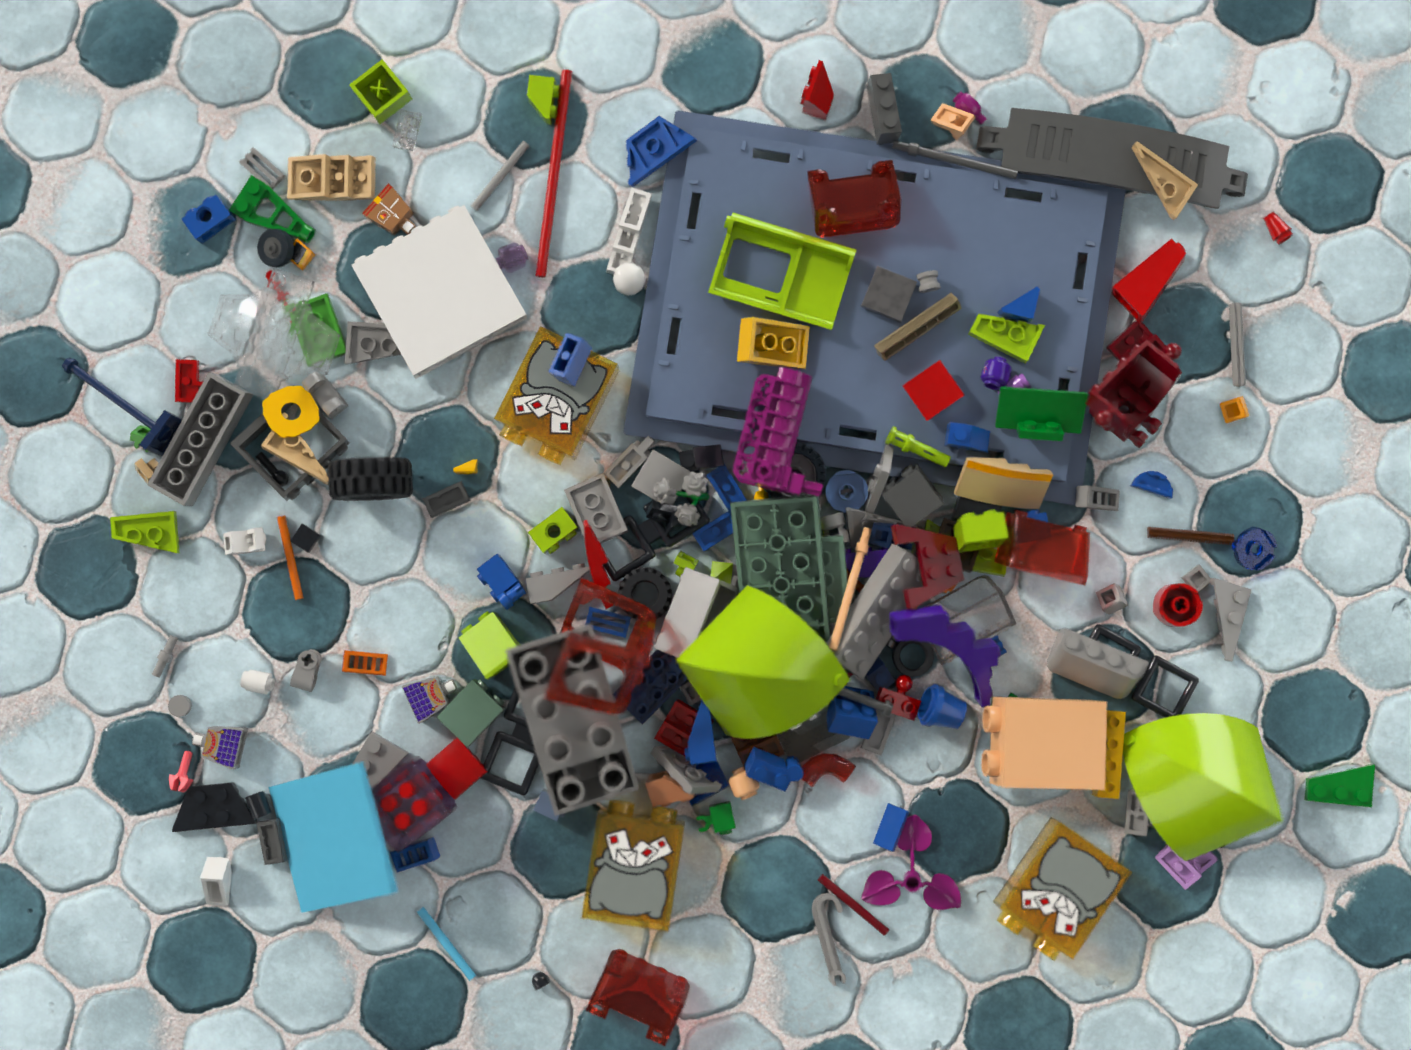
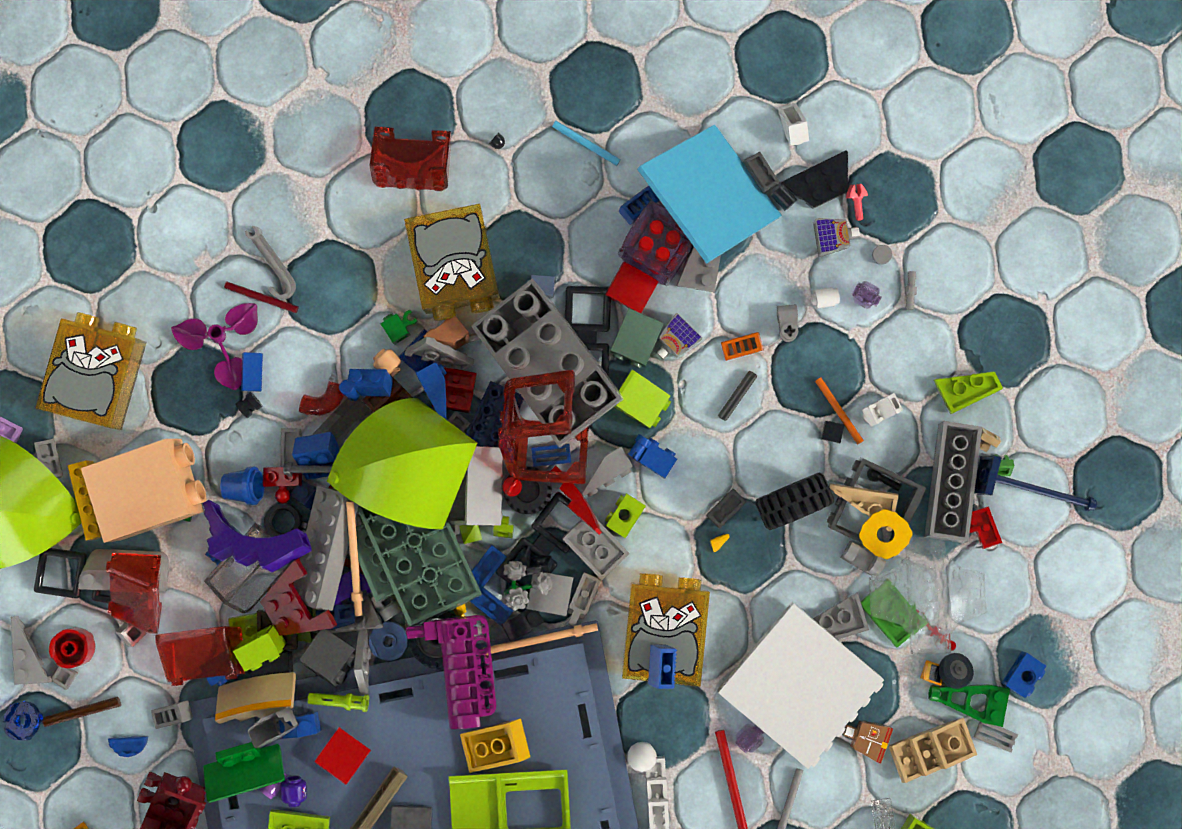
camera: 155 degrees right, 0 degrees up
(212, 668) = (866, 294): none -> clear purple head
(389, 612) = (737, 396): none -> dark grey axle
(647, 430) = (577, 631): none -> light nougat bar
(658, 602) = (512, 486): none -> red tile
(906, 792) = (248, 405): none -> black wheel
(1005, 444) = (265, 729): none -> light grey piece
(1089, 639) = (135, 590): none -> clear red windscreen

